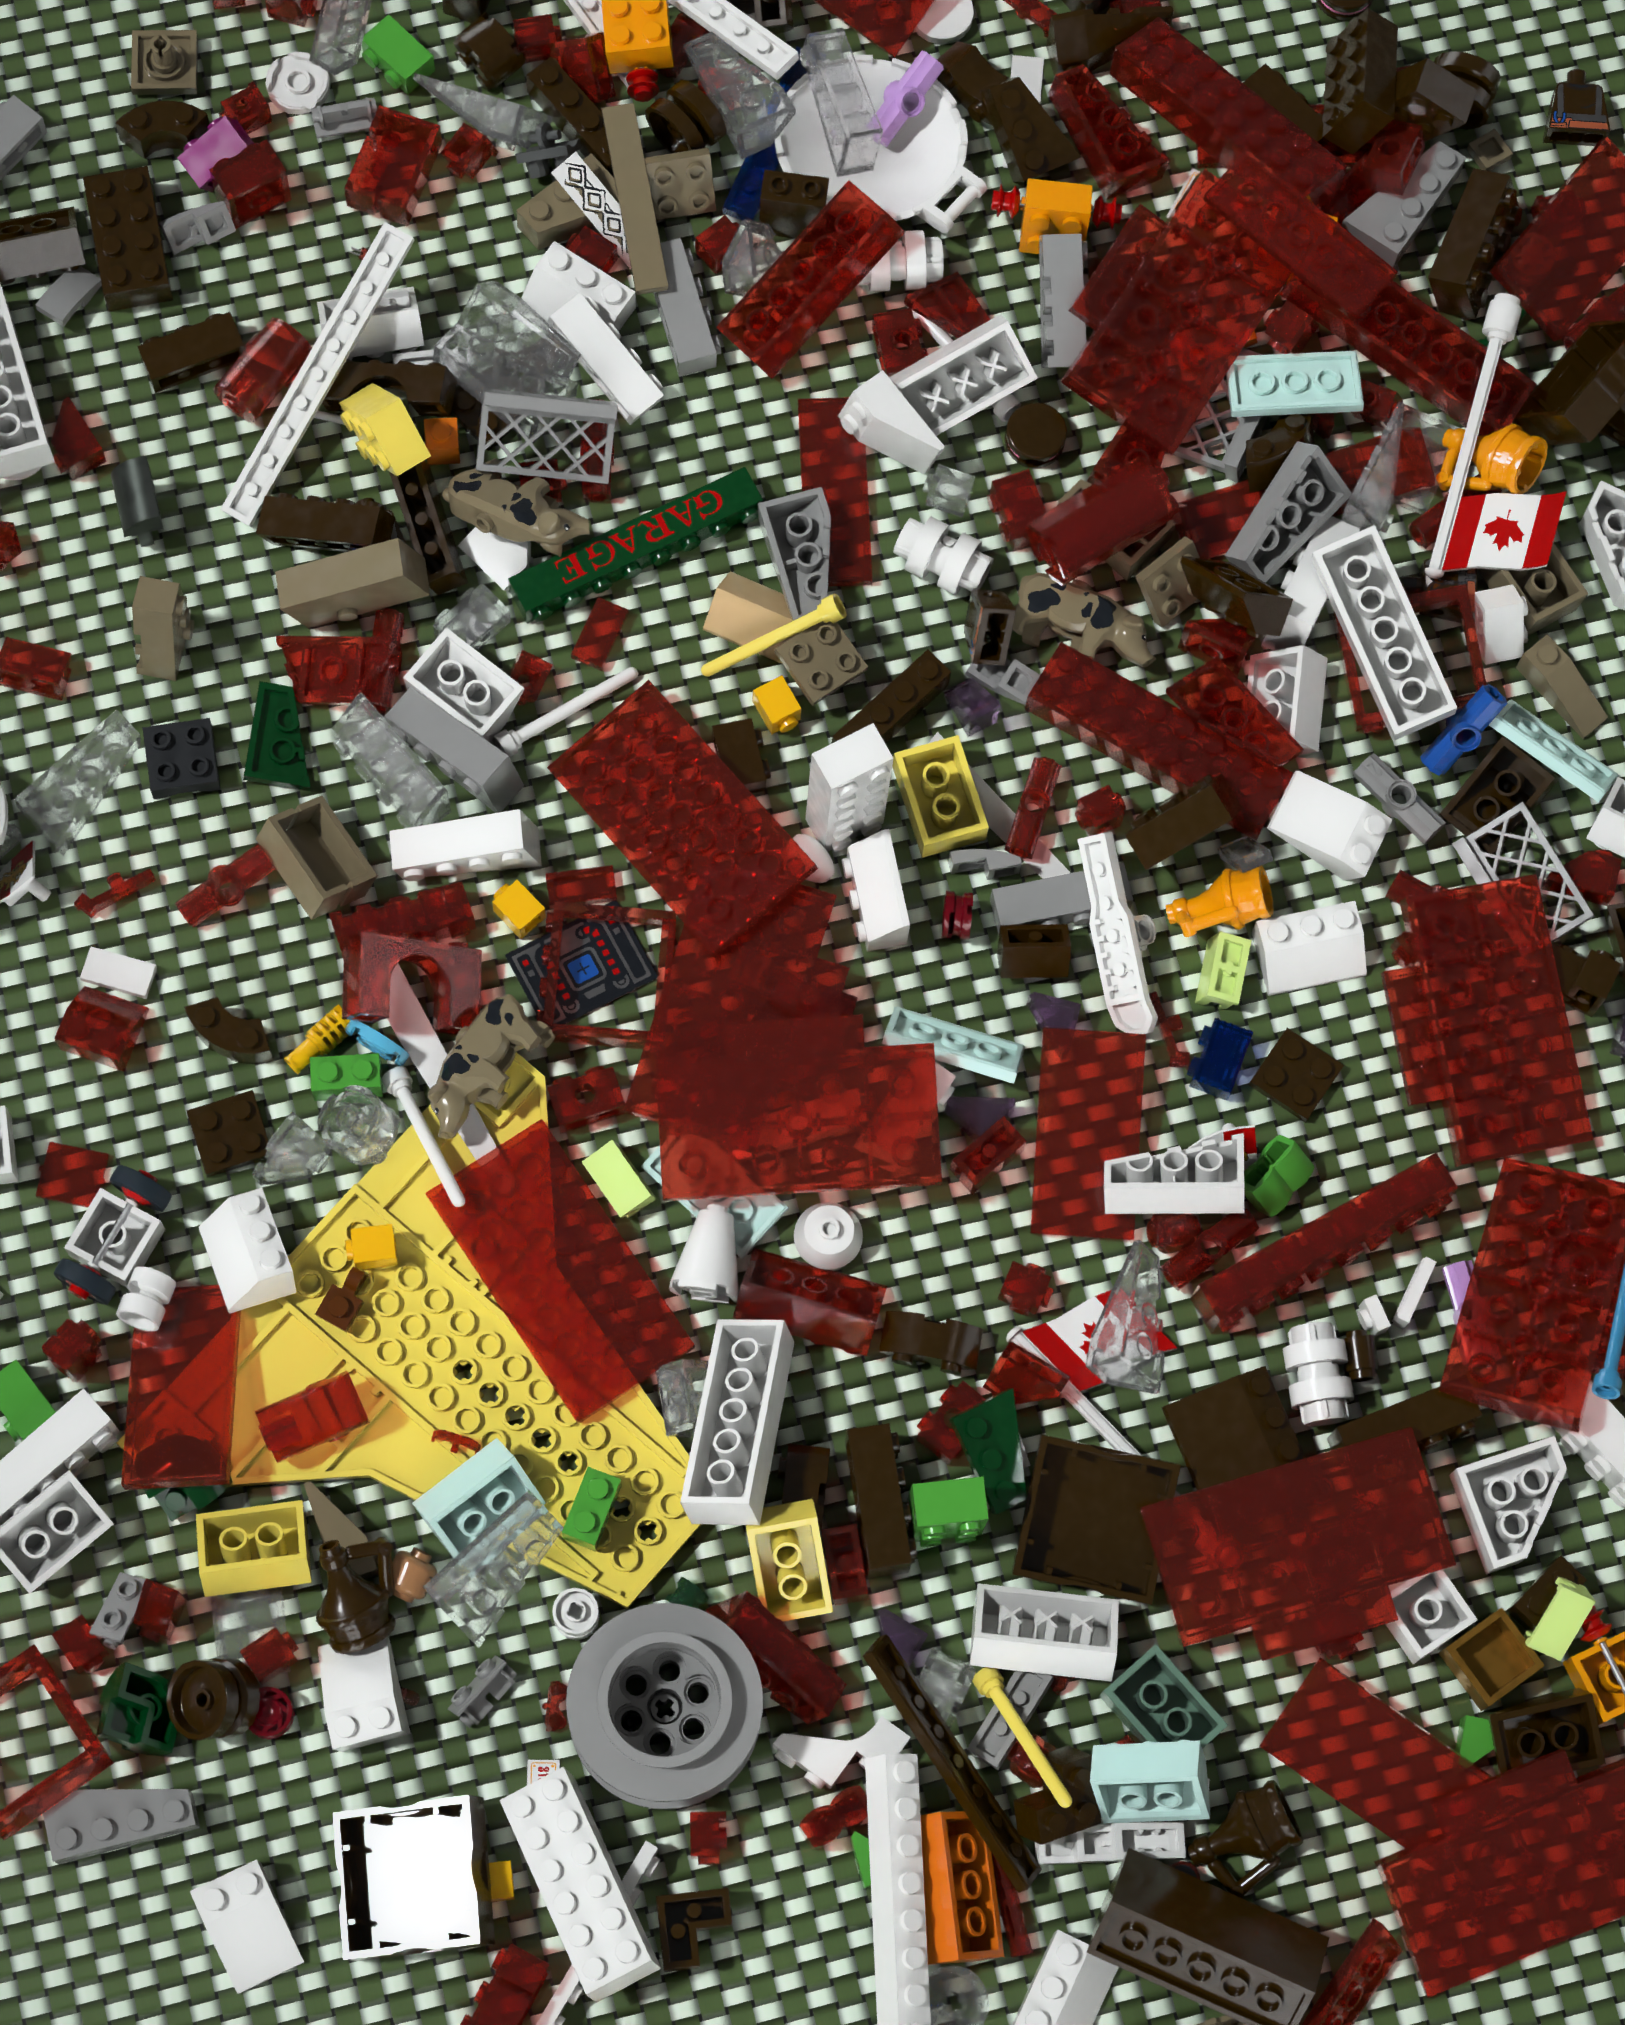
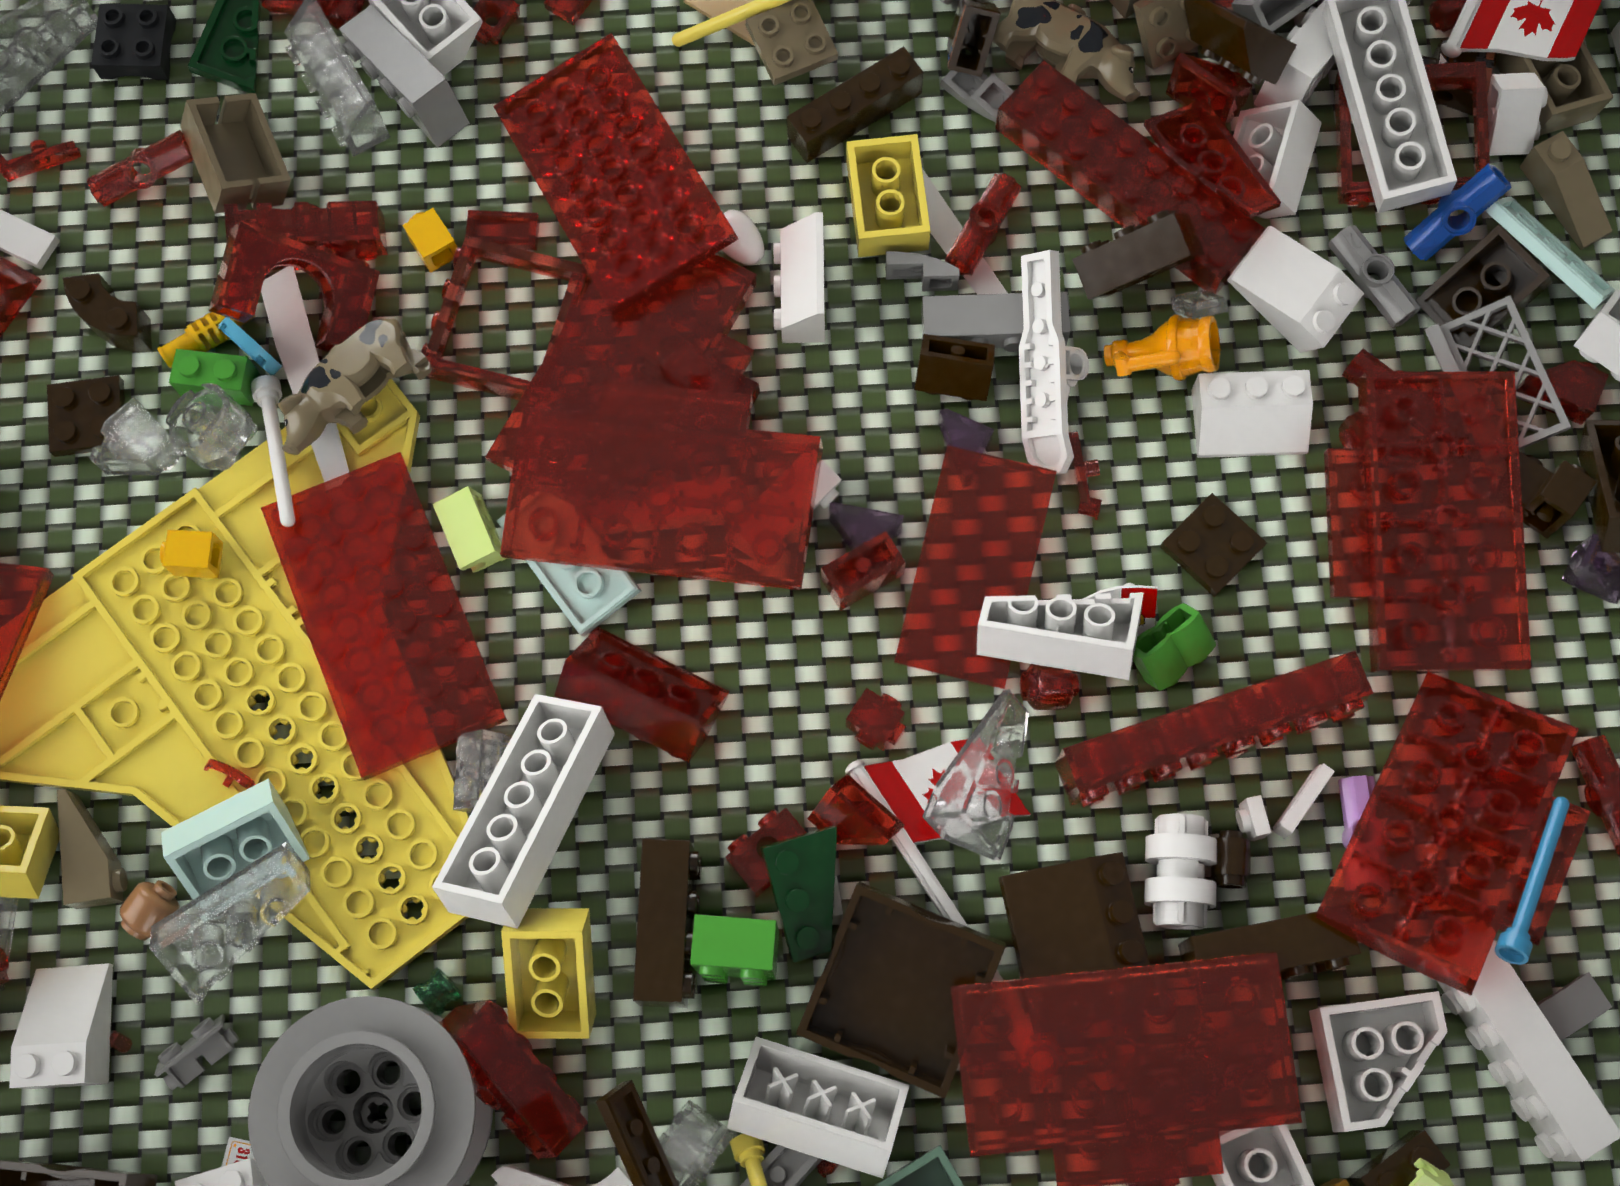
camera: 20 degrees right, 0 degrees up
(247, 1252) = (65, 537): white slope -> none
(311, 1417) = (78, 720): clear red piece -> none
(342, 1305) = (147, 609): reddish brown plate -> none
(354, 1608) = (73, 936): dark brown piece -> none
(466, 846) = (393, 168): white wedge -> none
(512, 740) = (464, 76): white piece -> none
(571, 1113) = (432, 435): clear red brick -> none
(575, 1613) = (311, 984): white wheel -> none
(591, 1509) = (351, 875): bright green brick -> none
(596, 966) = (496, 312): black sticker -> none
(709, 1258) = (540, 627): white cone -> none
(738, 748) = (690, 120): dark brown brick -> none
(777, 705) = (740, 82): yellow brick -> none
(805, 1476) = (594, 884): dark brown brick -> none
(828, 1235) = (676, 627): white cone -> none
(845, 1564) = (613, 988): clear red brick -> none
(849, 788) = (783, 152): white brick -> none
(904, 1635) = (660, 1084): clear purple slope -> none
(947, 1345) = (744, 753): dark brown brick -> none
(956, 1044) = (854, 450): light aqua tile -> none
(961, 918) = (886, 318): dark red wheel -> none
(973, 706) = (942, 116): clear purple slope -> none
(1100, 811) = (1054, 233): clear red brick -> none
(1193, 1260) = (1064, 723): clear red piece -> none
(1220, 1058) = (1133, 513): clear blue brick -> none
(1223, 970) = (1154, 421): yellowish green hinge -> none

